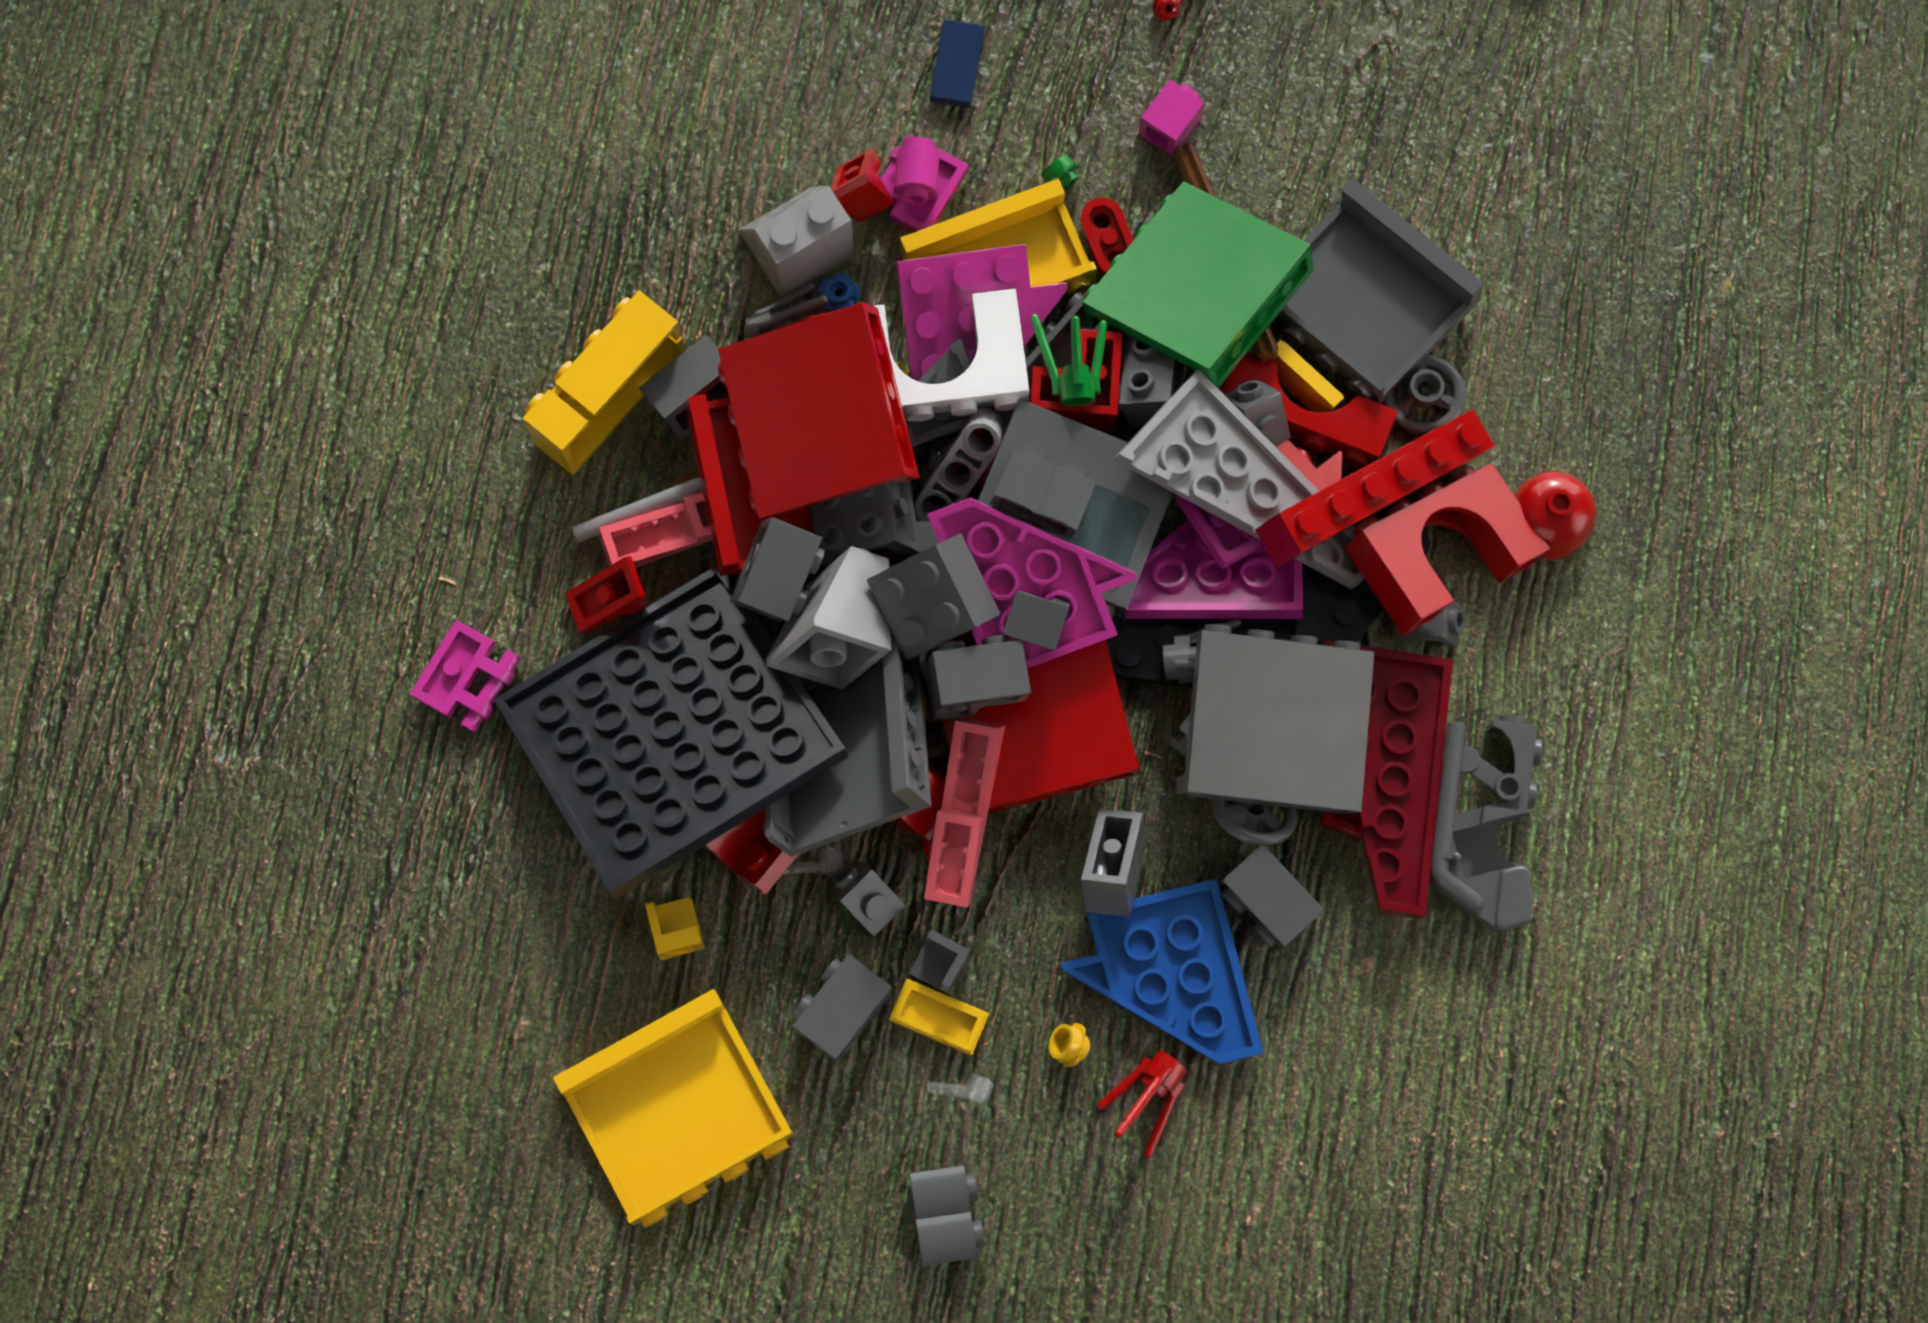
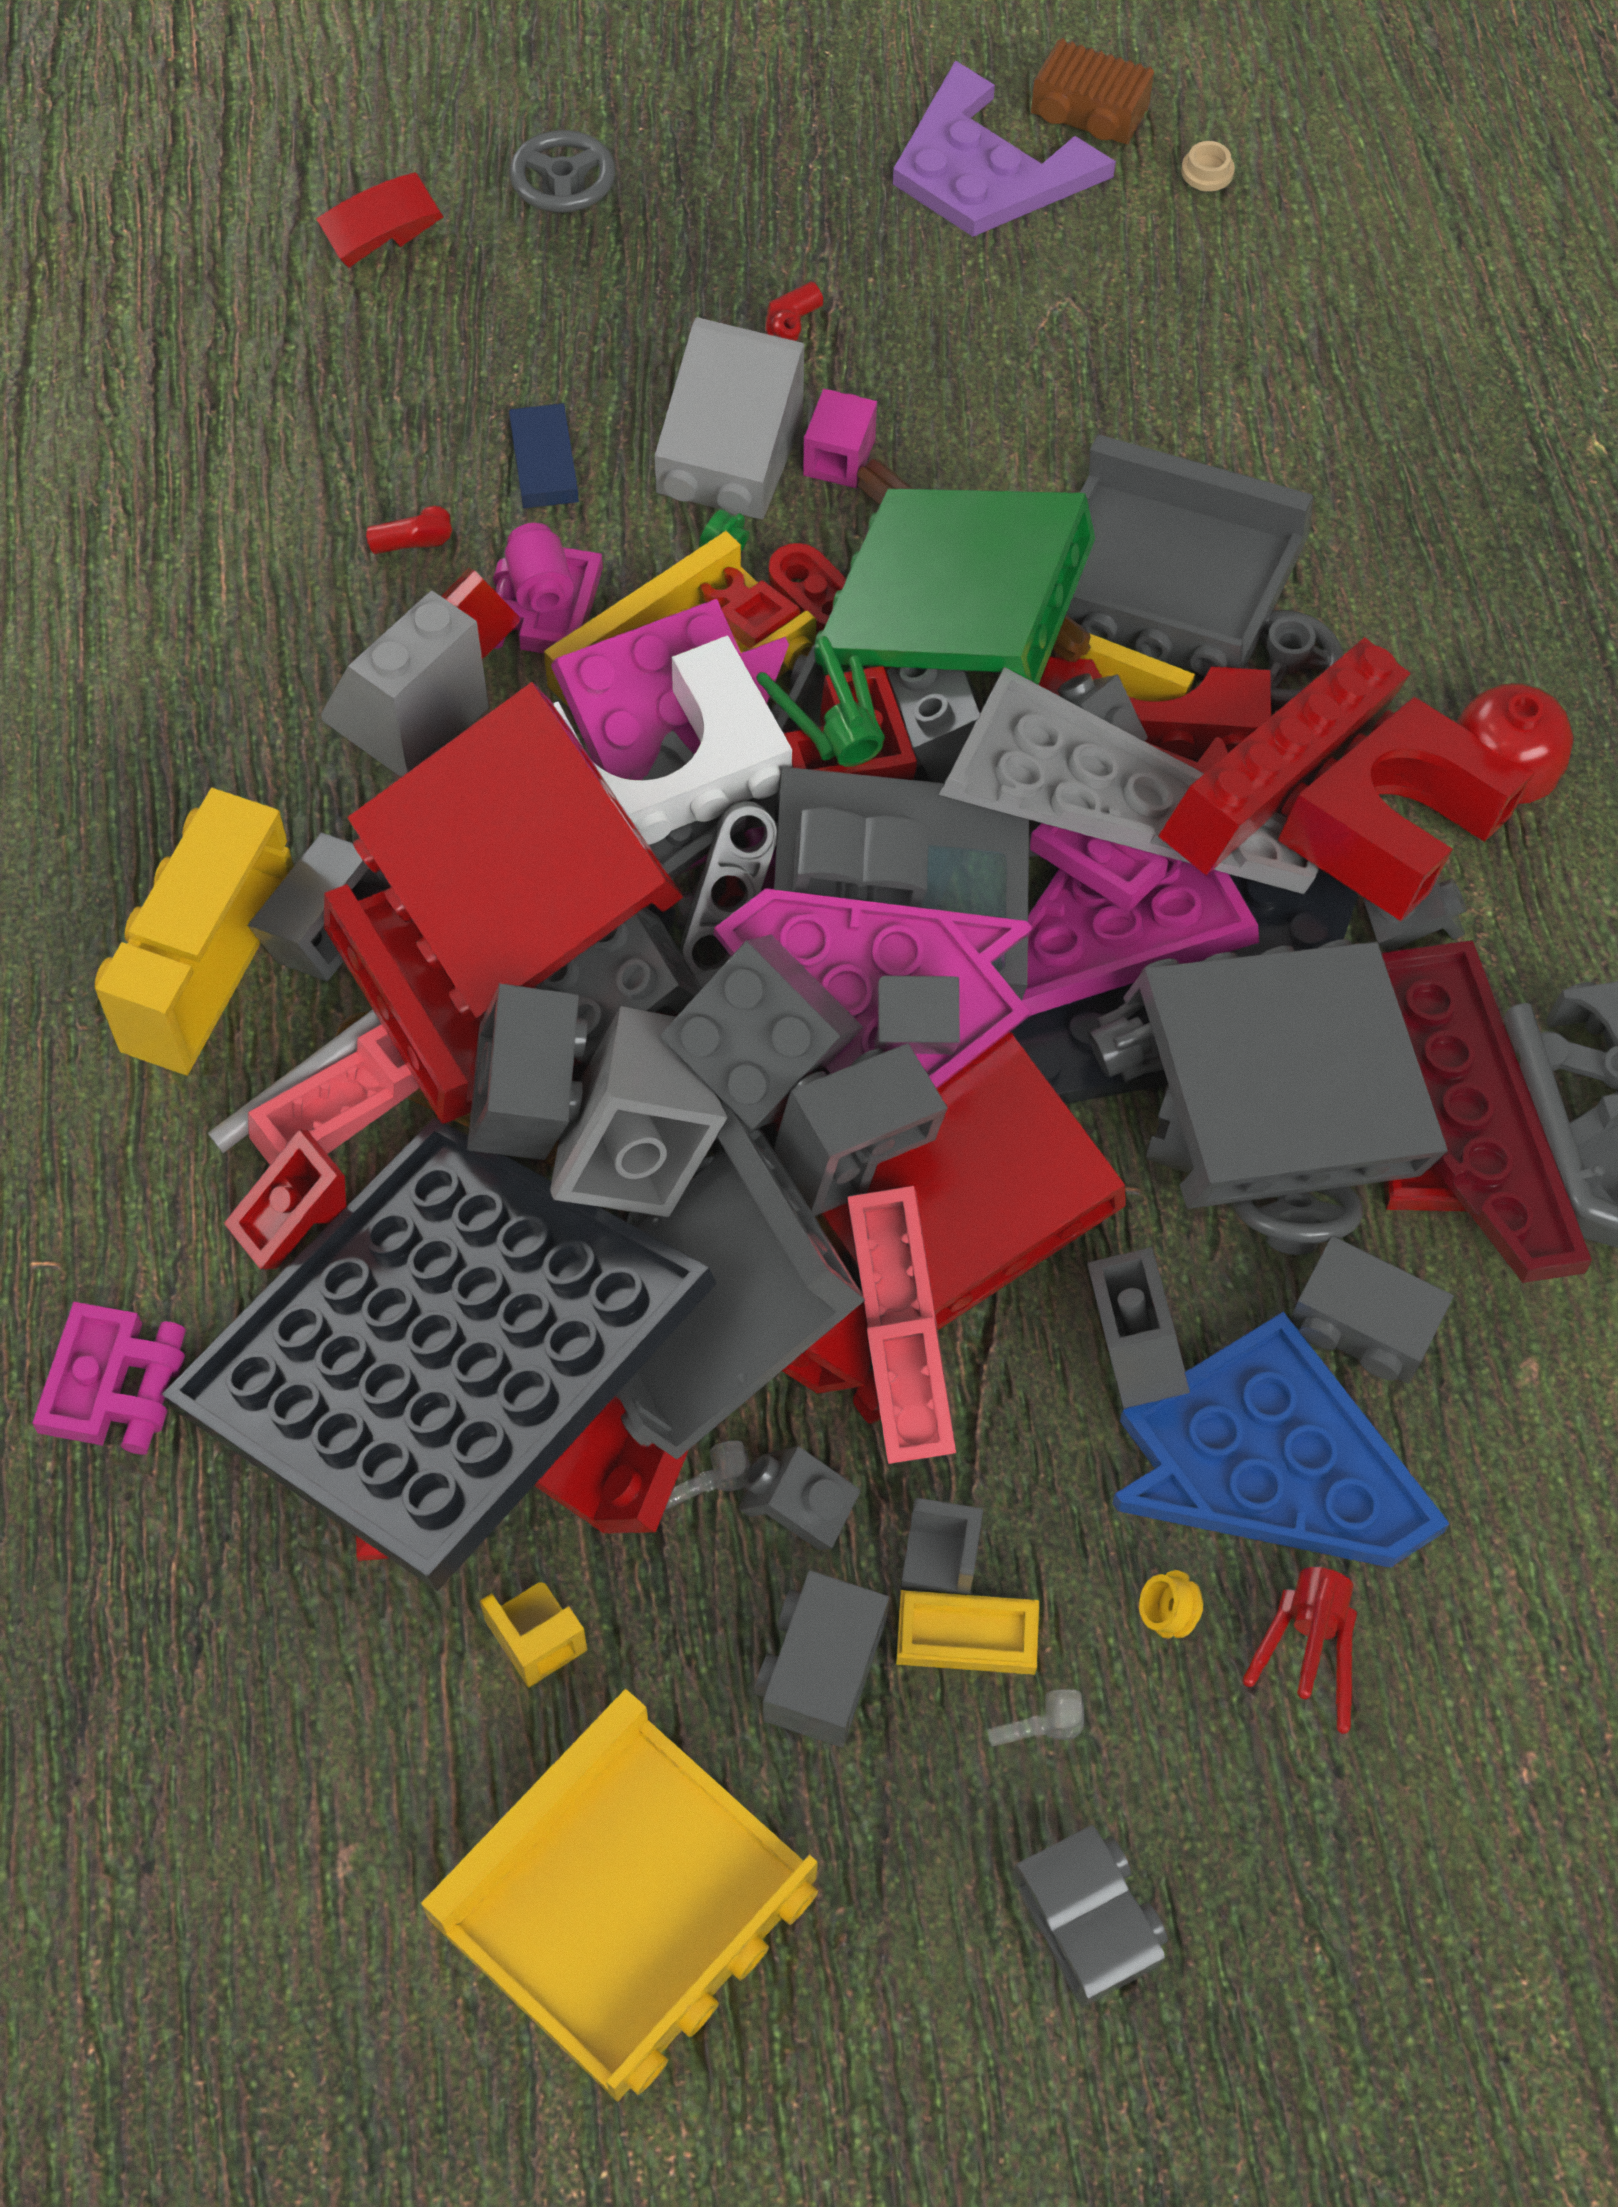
camera: 20 degrees left, 15 degrees down
(841, 103) = (426, 530): none -> red arm
(1055, 247) = (752, 611): none -> red plate
(1094, 85) = (731, 418): none -> light grey slope

